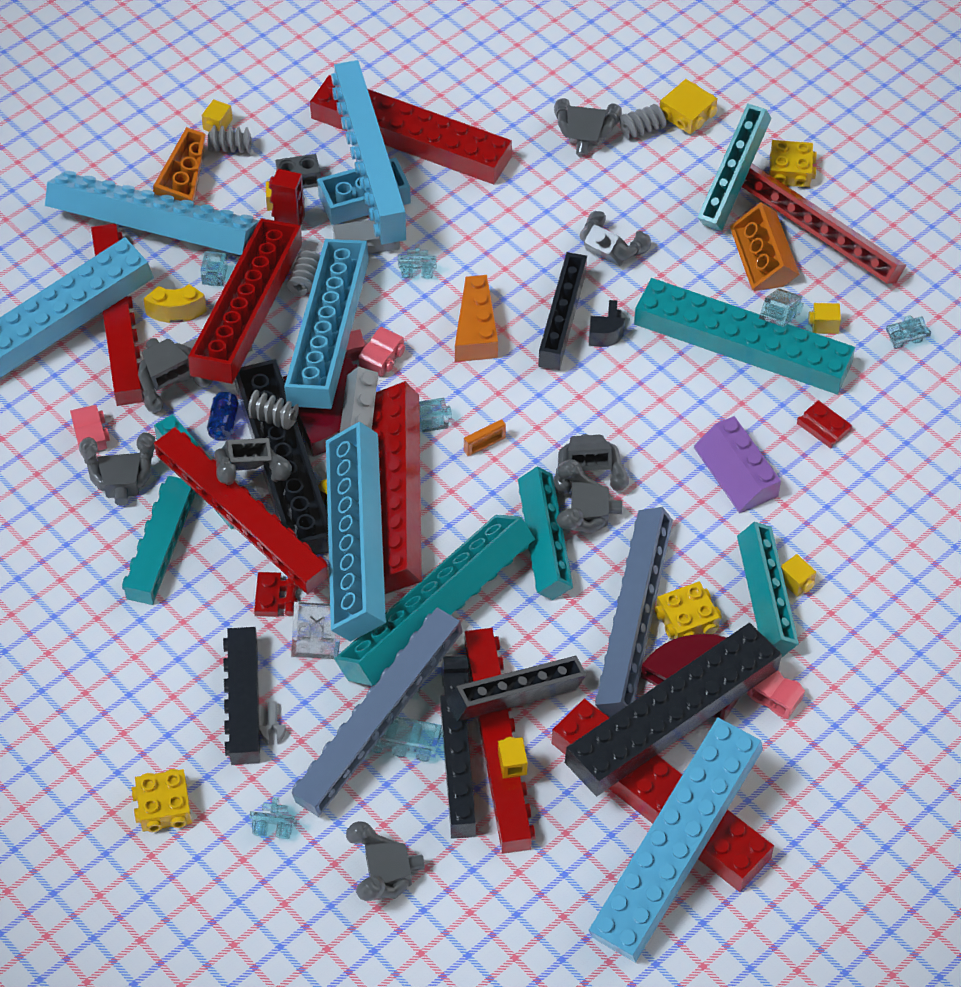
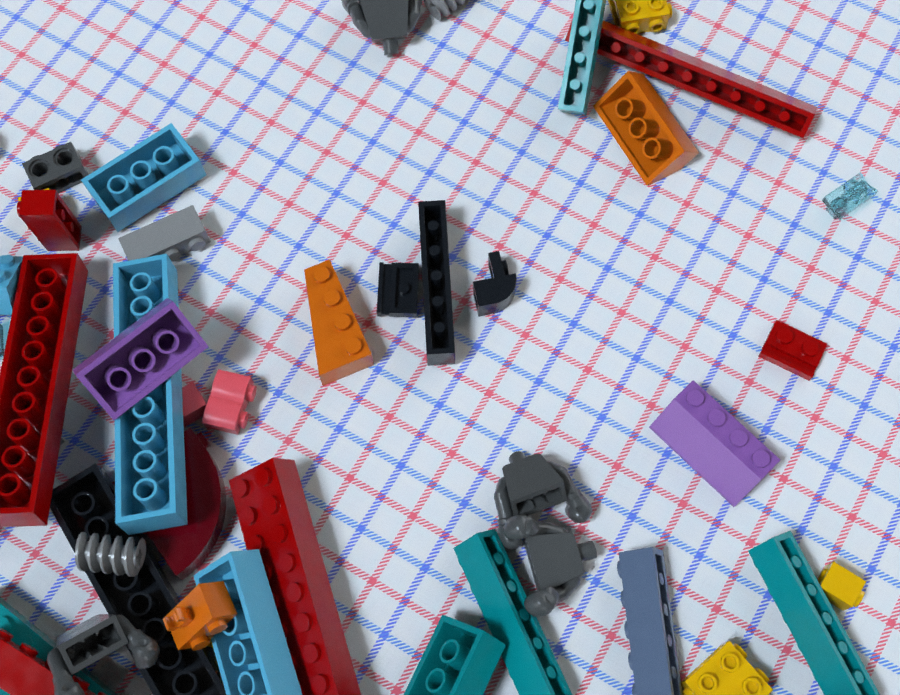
camera: 15 degrees left, 15 degrees up
(222, 416) = (45, 577): clear blue piece -> none
(303, 273) = (98, 314): light grey piece -> none
(325, 457) = (200, 616): none -> orange brick
(330, 294) = (140, 358): none -> medium lavender slope
(359, 398) = (221, 505): light grey brick -> none
(370, 153) = (134, 132): medium azure brick -> none
(417, 260) = (226, 264): clear light blue hips -> none
(425, 134) = (178, 74): red brick -> none
(434, 414) = (320, 477): clear light blue brick -> none
(484, 437) = (393, 494): orange tile -> none
(532, 311) = (398, 289): none -> black plate
(609, 245) = (460, 173): dark grey torso -> none
(744, 336) = (664, 255): teal brick -> none
(781, 307) = (699, 210): clear light blue brick -> none
(825, 318) = (747, 203): yellow brick -> none

